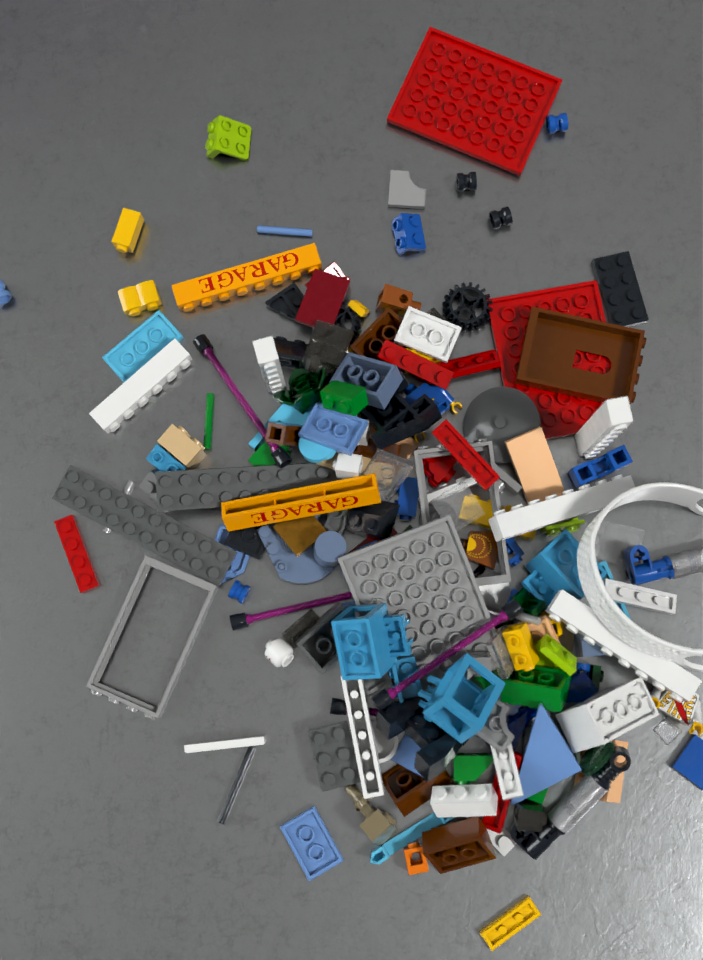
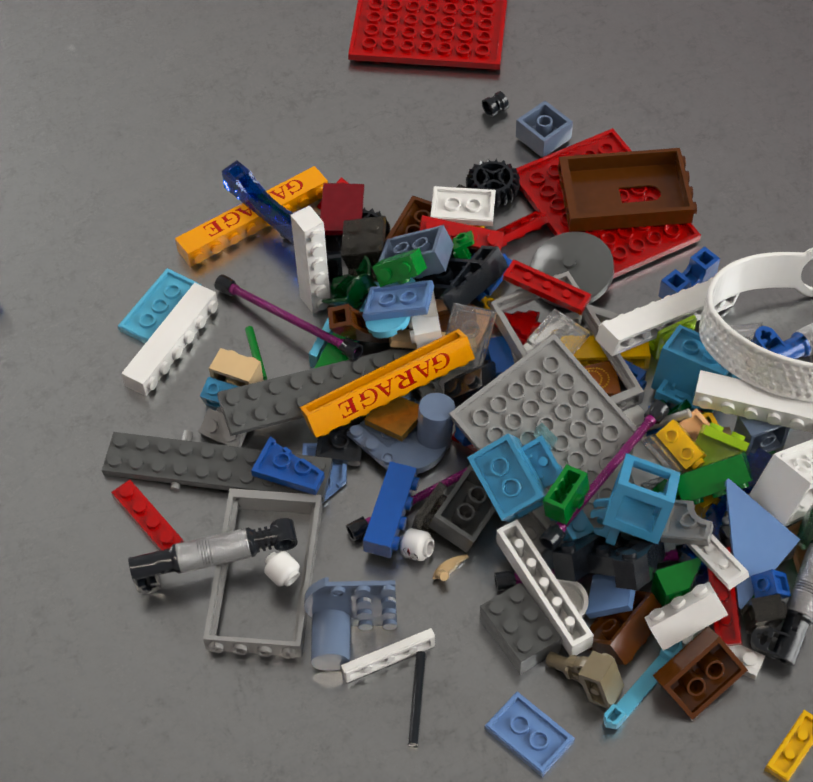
camera: 20 degrees left, 25 degrees down
(112, 616) = (209, 552): none -> piece
(127, 230) = (111, 206): yellow brick -> none
(139, 298) = (143, 262): yellow brick -> none
(162, 648) = (282, 568): none -> white head
(187, 713) = (342, 605): none -> sand blue piece
(195, 554) = (284, 468): none -> blue wing
(228, 138) = (190, 105): lime bracket -> none
(239, 591) = (348, 499): blue wheel -> none
(259, 284) = (247, 189): none -> clear blue arch
(266, 619) = (390, 510): none -> blue brick
(284, 231) = (280, 170): medium blue bar -> none
(296, 678) = (448, 567): none -> tan bar
(359, 308) = (384, 210): yellow tile -> none
(395, 299) = (416, 186): dark orange torso -> none
(403, 191) = (389, 110): light grey tile -> none
(403, 674) = (566, 494): none -> green brick
(408, 233) = (406, 139): blue bracket -> none
(408, 607) = (542, 430): none -> clear light blue tile
(411, 381) = (461, 243): none -> green bracket
(419, 865) = (657, 698): orange brick -> none
(462, 179) = (448, 84): black wheel -> none
(533, 263) = (544, 129): none -> sand blue brick
(534, 465) = (616, 285): light nougat tile -> none
(542, 799) = (771, 583): none -> blue bracket
(557, 123) = (518, 19): blue wheel -> none
(603, 427) = (676, 210): white brick -> none
(620, 290) = (636, 128): black plate -> none

